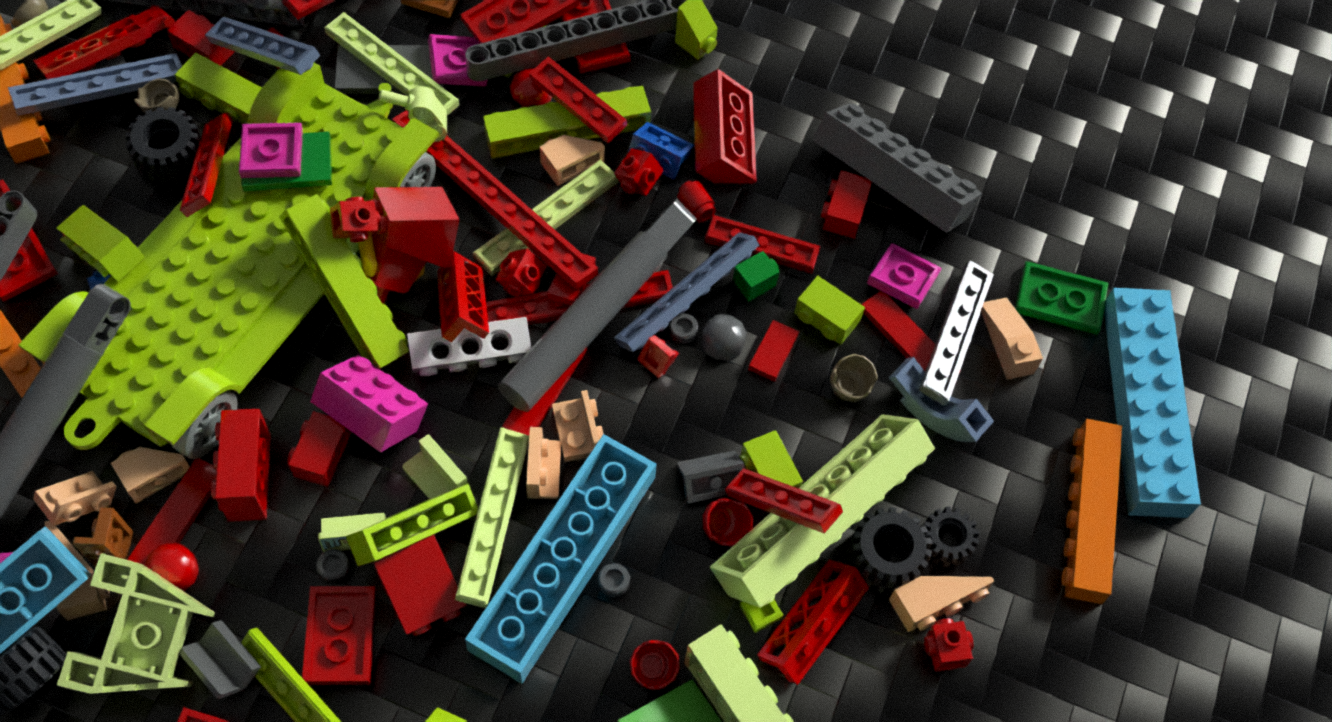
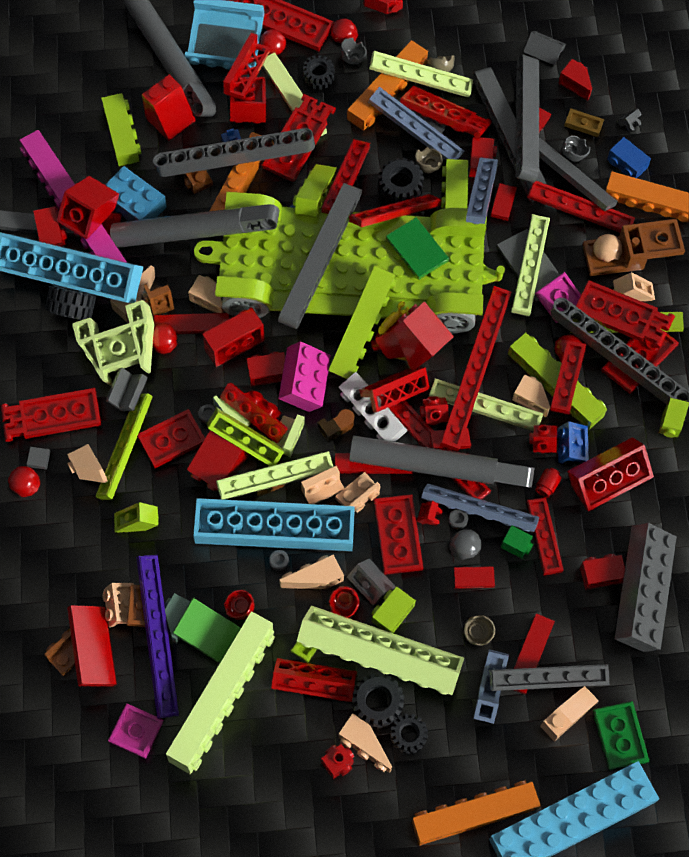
camera: 65 degrees right, 5 degrees up
(74, 498) = (172, 270): light nougat bracket -> none
(108, 201) = (348, 171): none -> red tile
(213, 280) = (319, 256): none -> dark grey beam
(271, 150) = (416, 236): dark pink tile -> none
(354, 219) = (387, 300): red brick -> none
(375, 494) = (256, 410): none -> red bracket
(421, 105) = (501, 297): yellowish green beam -> none
(465, 411) = (336, 426): none -> leg
(663, 409) = (398, 534): none -> red tile
(670, 534) = (316, 576): none -> light nougat slope
(784, 500) = (366, 622): red tile -> none
(829, 310) = (519, 595): lime brick -> none
(904, 275) = (573, 630): dark pink tile -> none

